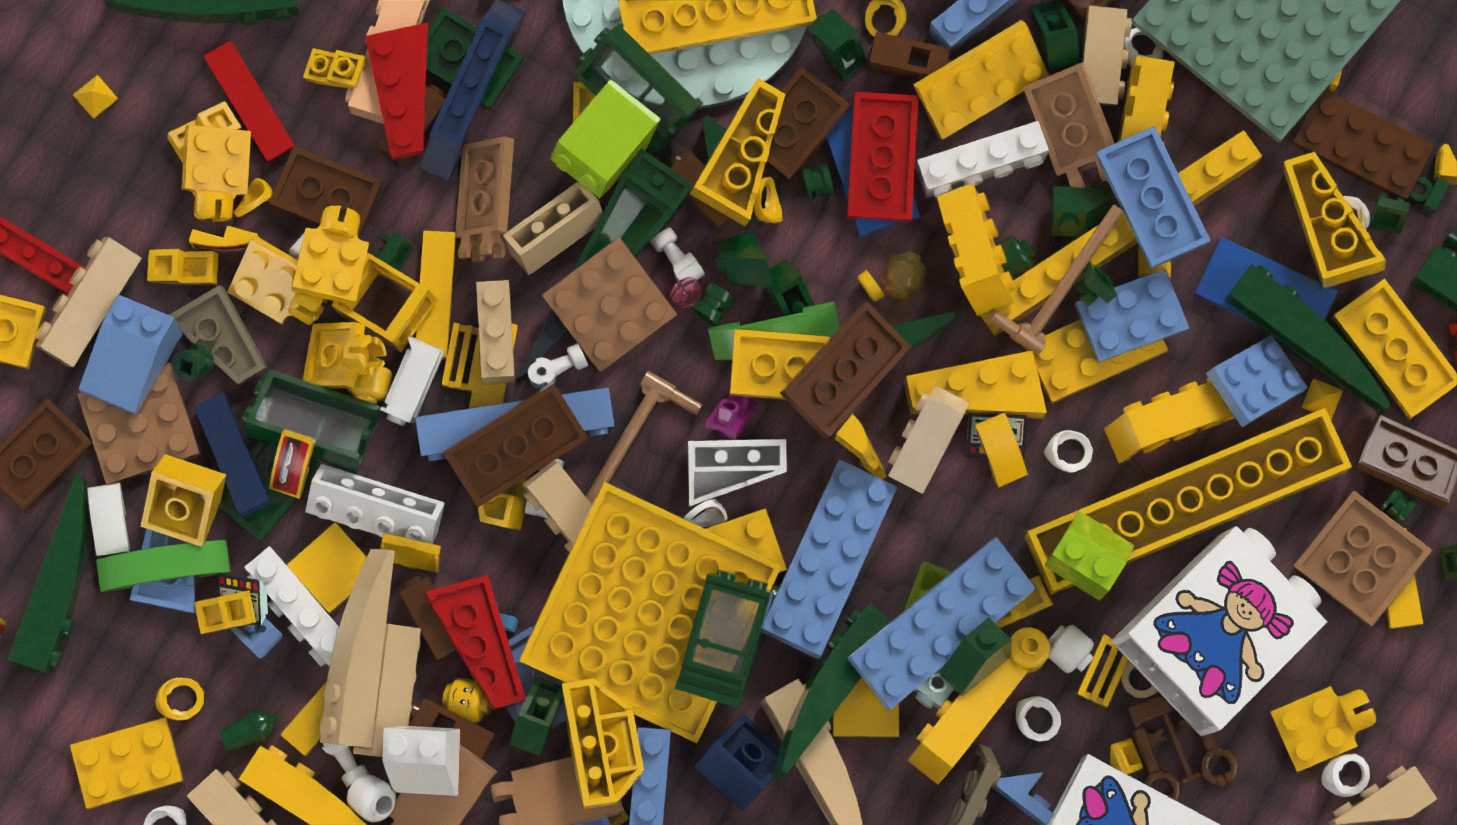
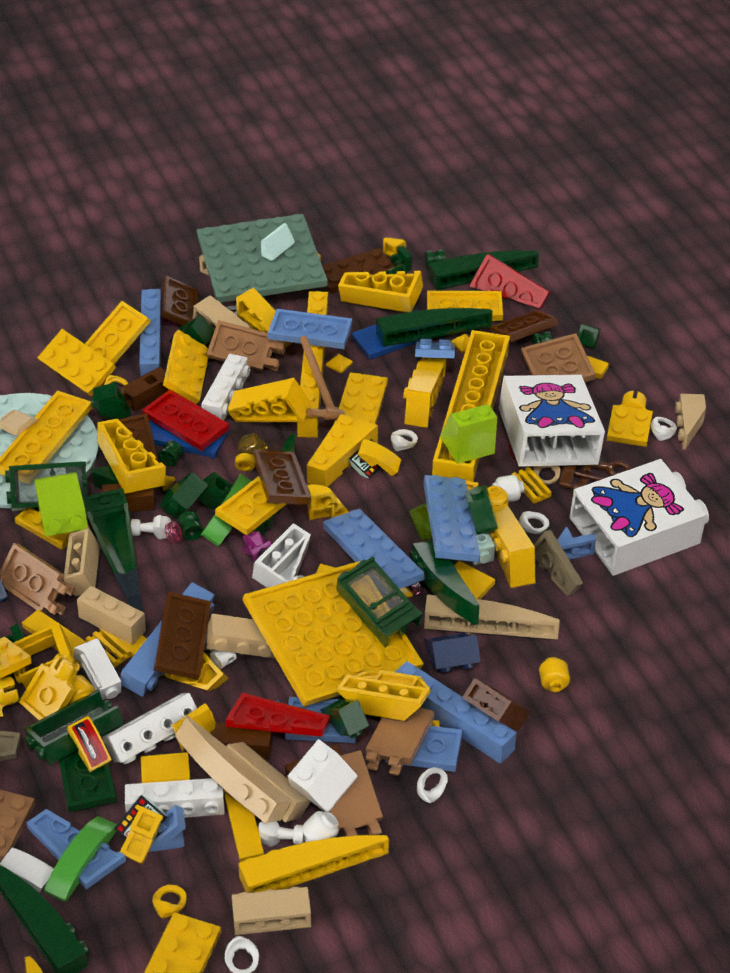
camera: 50 degrees left, 35 degrees down
(182, 500) = (56, 812): yellow slope -> none
(232, 454) = (53, 777): dark blue tile -> none
(247, 730) = (222, 871): dark green piece -> none
(465, 700) = (300, 747): yellow head -> none
(545, 371) = (154, 611): white leg -> none
(609, 304) = (146, 563): medium nougat plate -> none
(655, 391) = (212, 576): medium nougat bar -> none
(927, 438) = (347, 473): tan brick -> none
(1078, 209) = (286, 367): dark green slope -> none
(1095, 284) = (331, 372): dark green tile -> none
(1135, 318) = (359, 376): medium blue plate -> none
(1293, 22) = (277, 242): none -> light aqua slope

